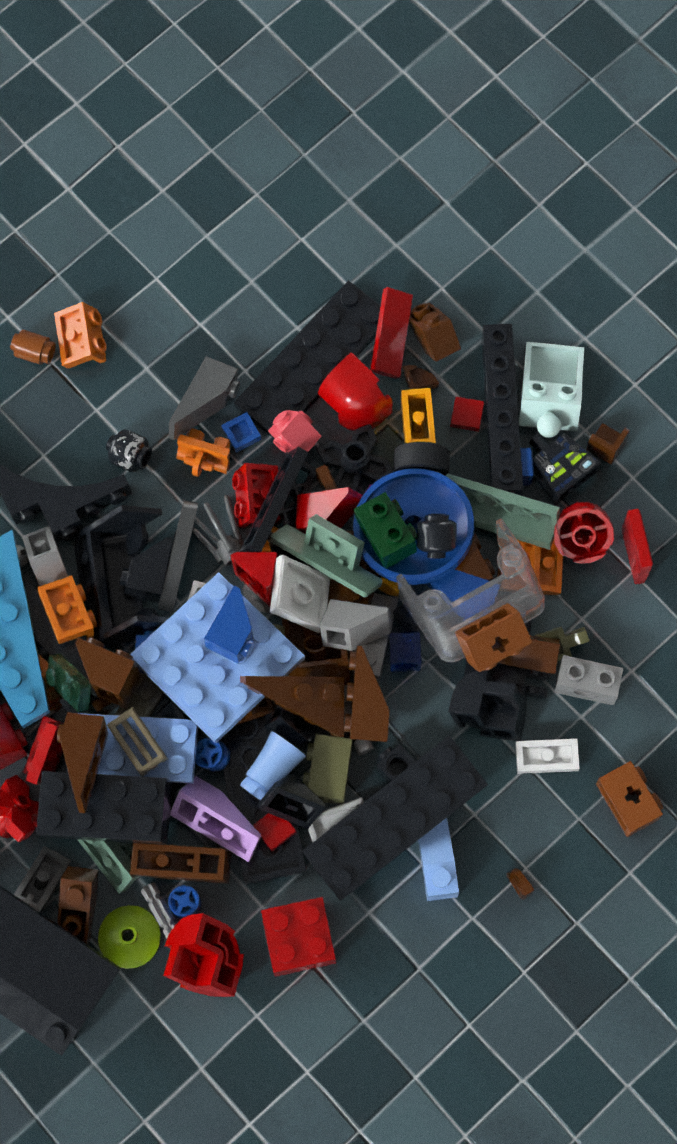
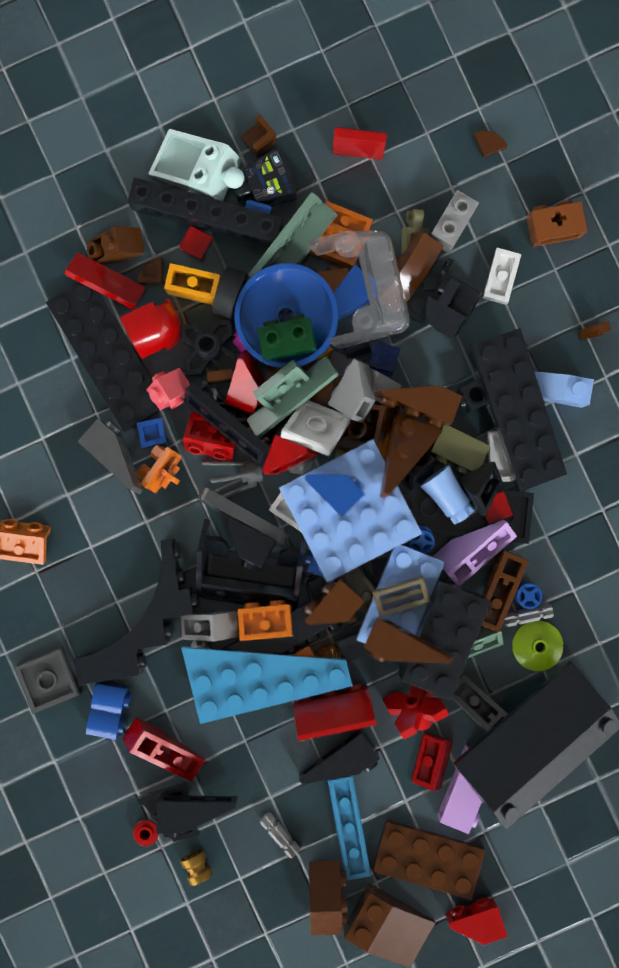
camera: 70 degrees left, 15 degrees up
(33, 347) = (18, 584): dark orange brick -> none
(44, 752) = (373, 671): red bracket -> none
(68, 682) = (329, 637): clear green plate -> none
(78, 901) = (504, 679): reddish brown slope -> none
(128, 450) = (139, 530): black head -> none
(204, 956) = (579, 593): red brick -> none
(298, 936) = (584, 514): red brick -> none
(436, 535) = (306, 298): black head -> none
(493, 637) = (406, 281): dark orange brick -> none
(583, 532) = (333, 181): red cylinder -> none

